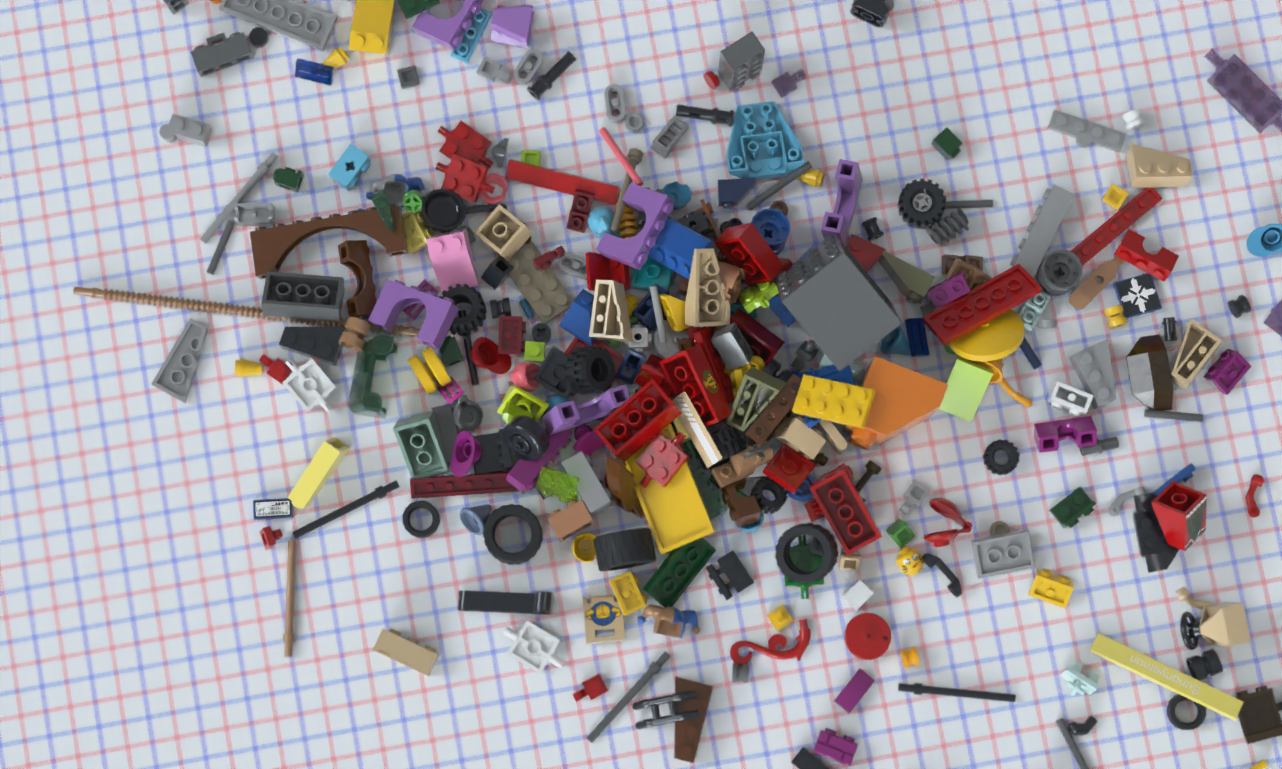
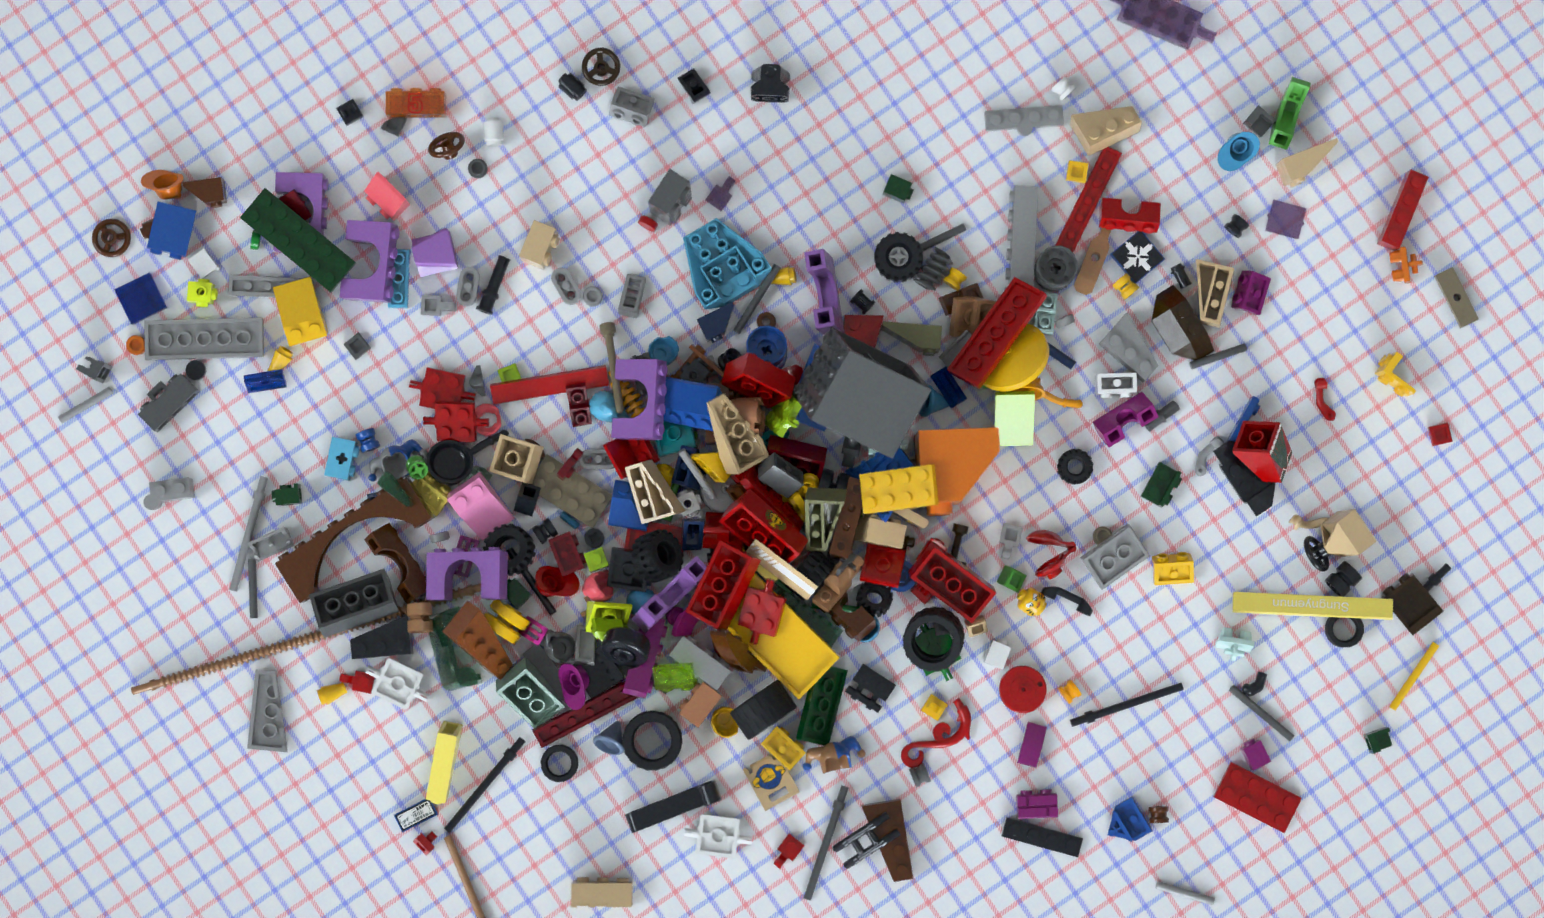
camera: 30 degrees left, 5 degrees up
(149, 26) = (85, 405): none -> light grey bar
(380, 161) = (370, 444): none -> blue wheel
(397, 374) = (475, 636): none -> dark orange wedge
(405, 272) = (438, 537): none -> light grey tile
(490, 425) = (584, 647): none -> light grey tile
(607, 56) = (539, 245): none -> tan brick
(620, 156) = (595, 337): coral bar -> none
(714, 115) = (665, 257): black pin -> none
(949, 289) = (959, 331): magenta bracket -> none
(964, 244) = (954, 278): none -> yellow wheel

